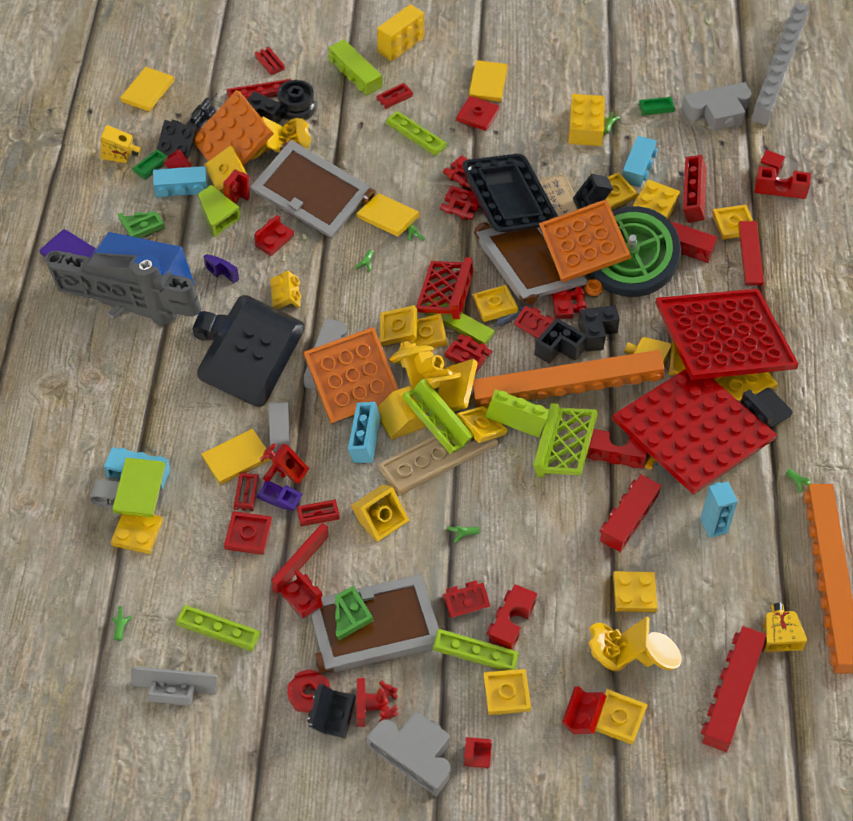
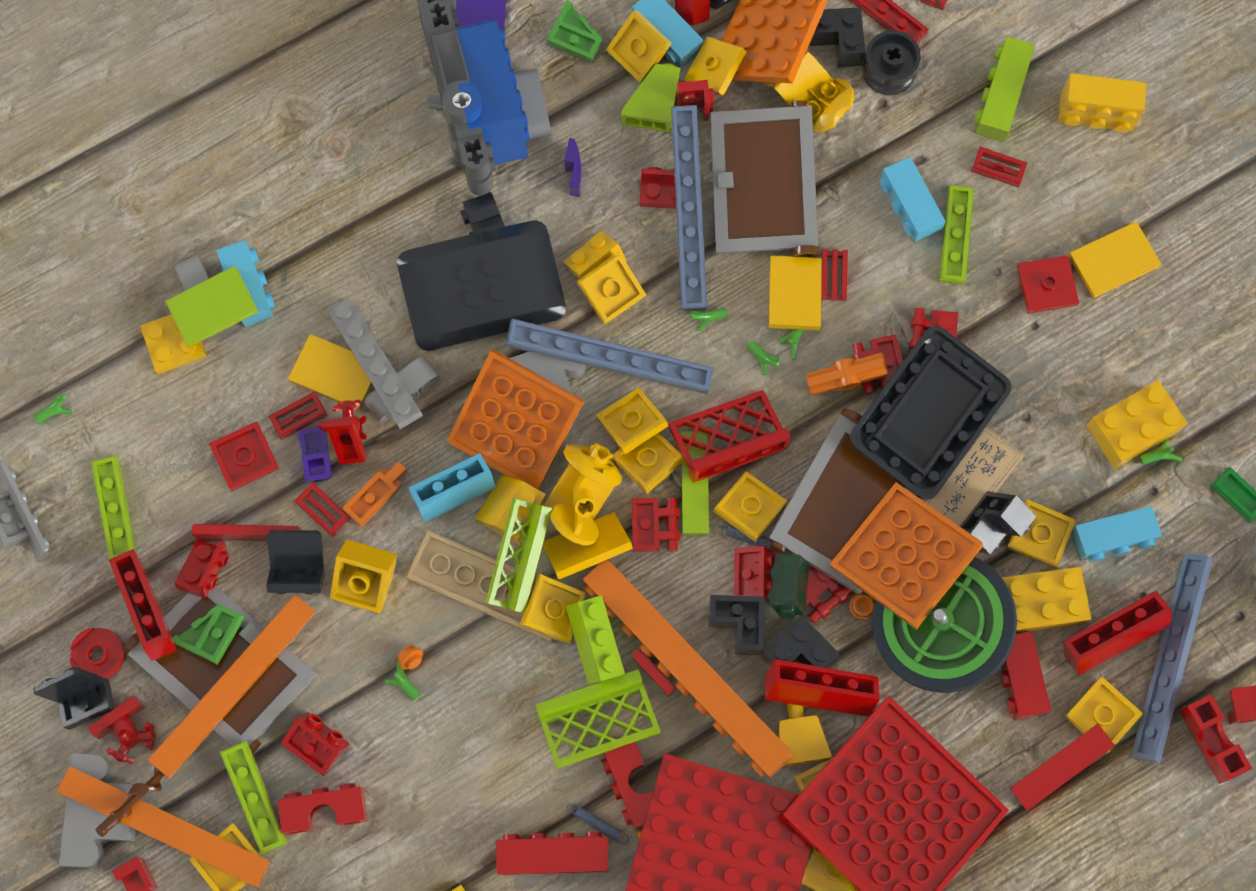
camera: 55 degrees right, 20 degrees up
(179, 196) = (638, 46): none -> yellow plate
(252, 426) = (375, 363): none -> light grey plate
(297, 227) = (689, 207): none -> sand blue tile
(301, 635) = (142, 605): none -> red brick
(310, 291) = (611, 288): none -> yellow plate
(333, 478) = (375, 494): none -> orange hinge
(341, 539) = (295, 561): none -> black bracket
(350, 312) = (609, 356): none -> sand blue tile
(381, 137) = (911, 200): none -> medium azure brick
(393, 191) = (835, 254): none -> red tile
(395, 621) = (231, 687): none -> orange tile
(412, 250) = (763, 356): none -> bright green bar
(426, 708) = (135, 793): none -> reddish brown piece
(451, 517) = (410, 657): none -> orange plate
(456, 215) = (847, 374): none -> orange piece
(456, 709) = (166, 827): none -> orange tile
(557, 306) = (789, 585): none -> clear green brick
(565, 400) = (653, 672): none -> red tile
(624, 482) = (598, 823): none -> sand blue piece
(628, 324) = (821, 688): none -> red brick
(727, 179) = (1172, 659): none -> sand blue plate

